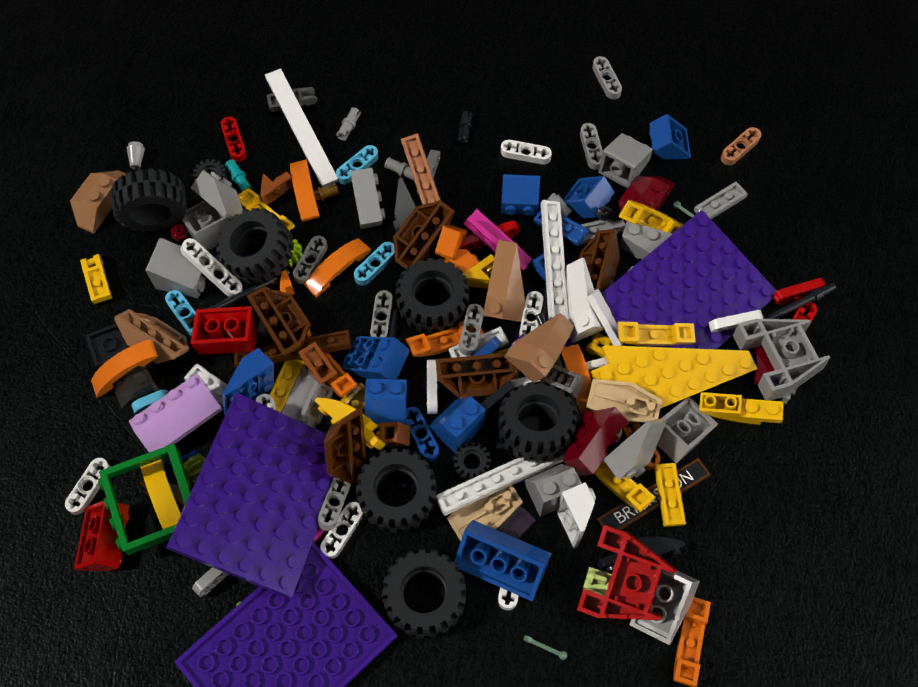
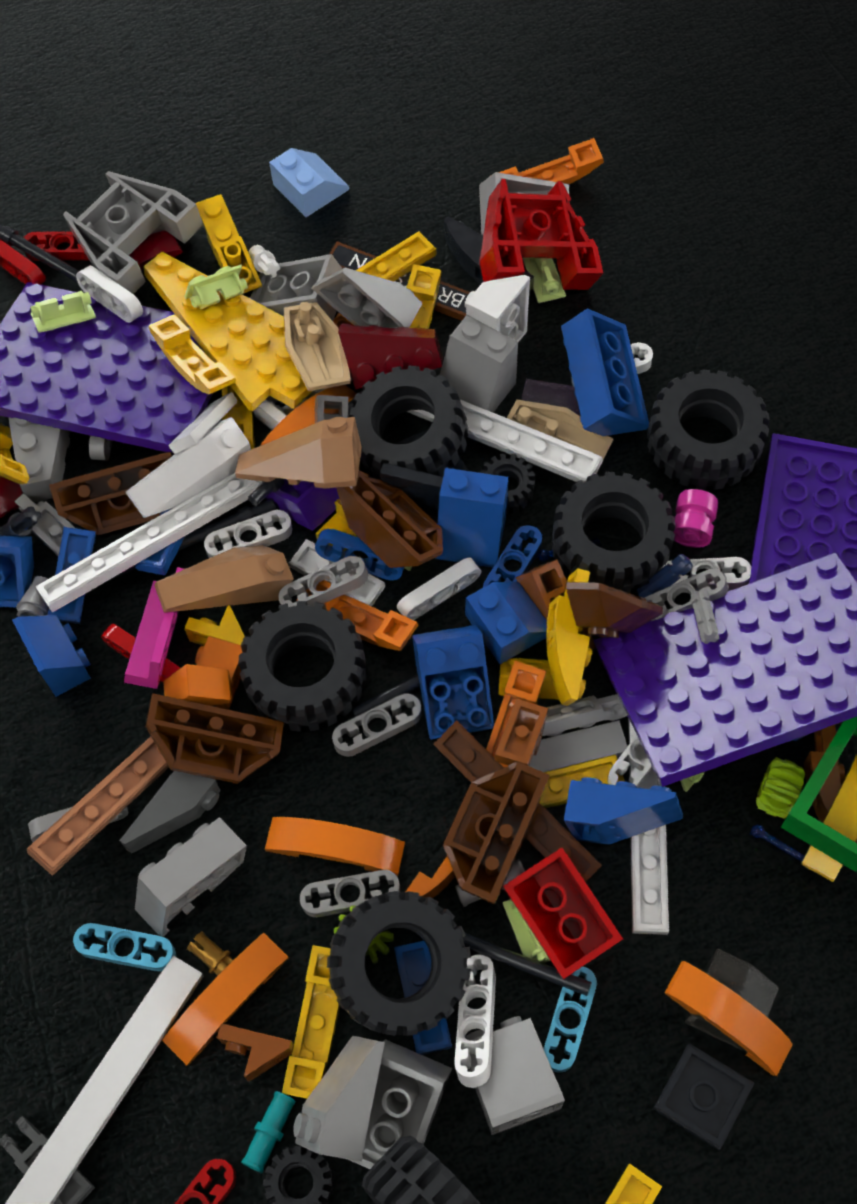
camera: 120 degrees left, 0 degrees up
(141, 327) = (643, 1022): medium nougat wedge -> none
(146, 401) = (740, 945): medium azure beam -> none
(175, 414) = (737, 877): lavender slope -> none
(179, 236) = (443, 1139): dark red plate -> none
(308, 491) = (704, 616): none -> light grey axle
(348, 124) = (47, 1018): light grey pin -> none
(350, 500) = (666, 576): none -> dark blue axle
(373, 542) = (694, 518): none -> dark pink wheel
(374, 271) = (268, 797): medium azure beam -> none
(401, 168) = (94, 868): light grey pin -> none
(562, 655) = (653, 278): sand green hinge -> none
(702, 381) = (204, 289): none -> yellowish green hinge
(715, 419) = (264, 261): none -> white axle
(733, 289) = (75, 309): none -> yellowish green hinge
(774, 486) = (306, 180): none -> light blue slope

